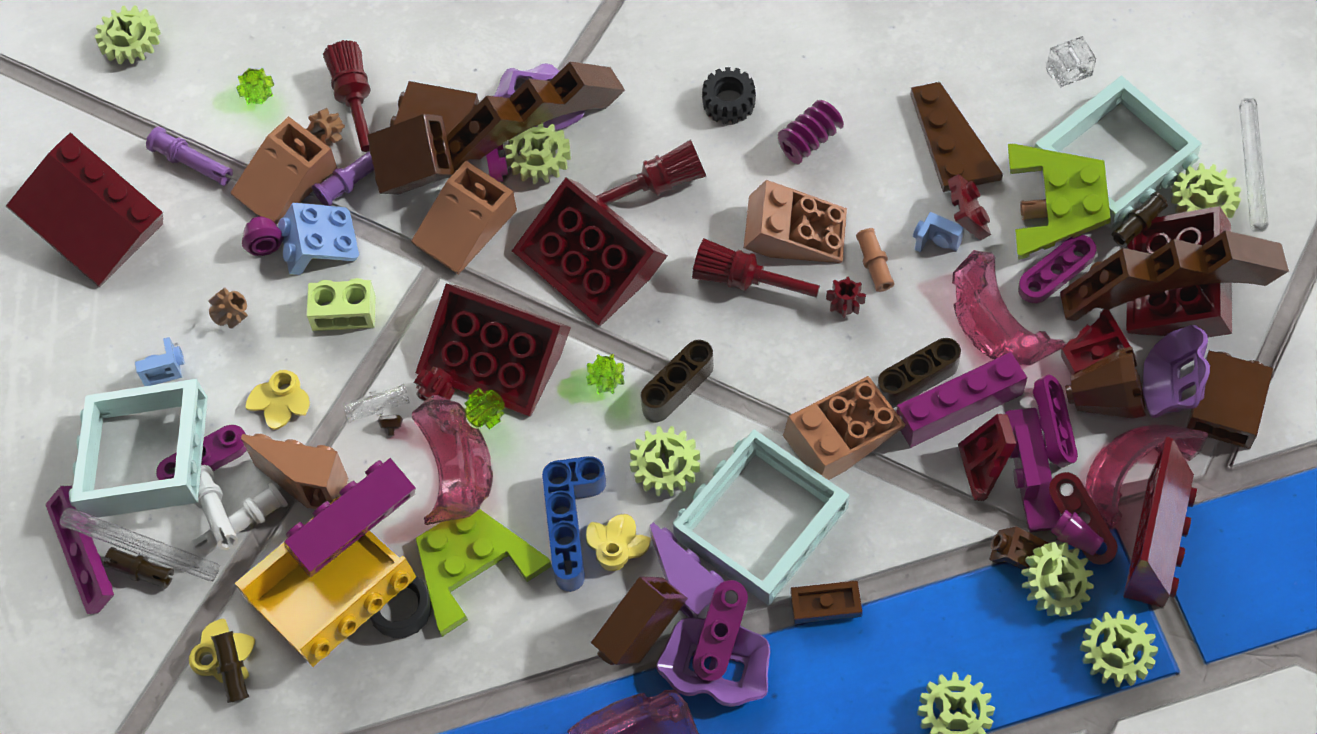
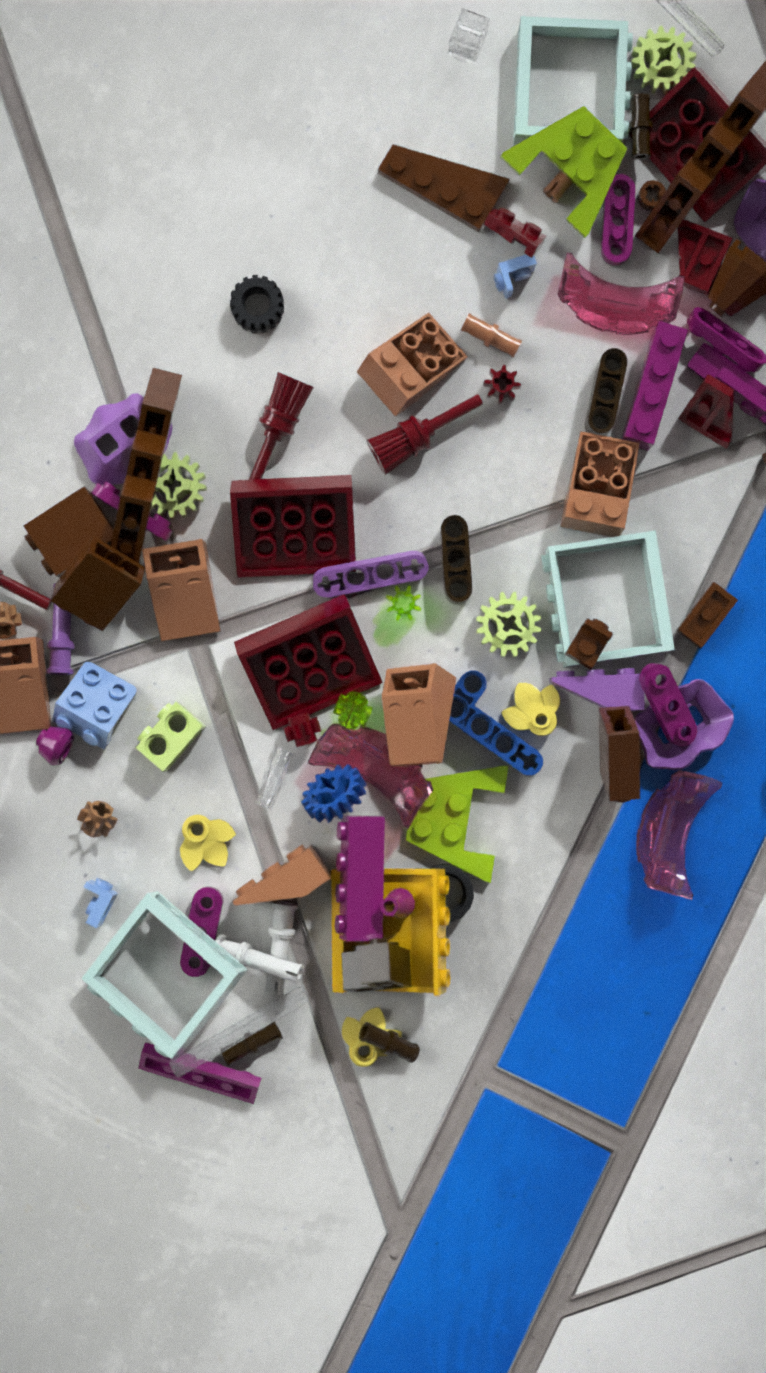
camera: 50 degrees left, 25 degrees up
(285, 590) = (376, 967): none -> brick
(351, 559) = (403, 903): none -> magenta cone
(390, 422) = (297, 781): dark brown rock -> none
(402, 445) = (333, 793): none -> blue gear
(526, 444) = (417, 713): none -> nougat slope
(604, 334) = (369, 568): none -> medium lavender beam
(707, 521) = (589, 642): none -> reddish brown bracket
(809, 129) = (344, 278): magenta piece -> none

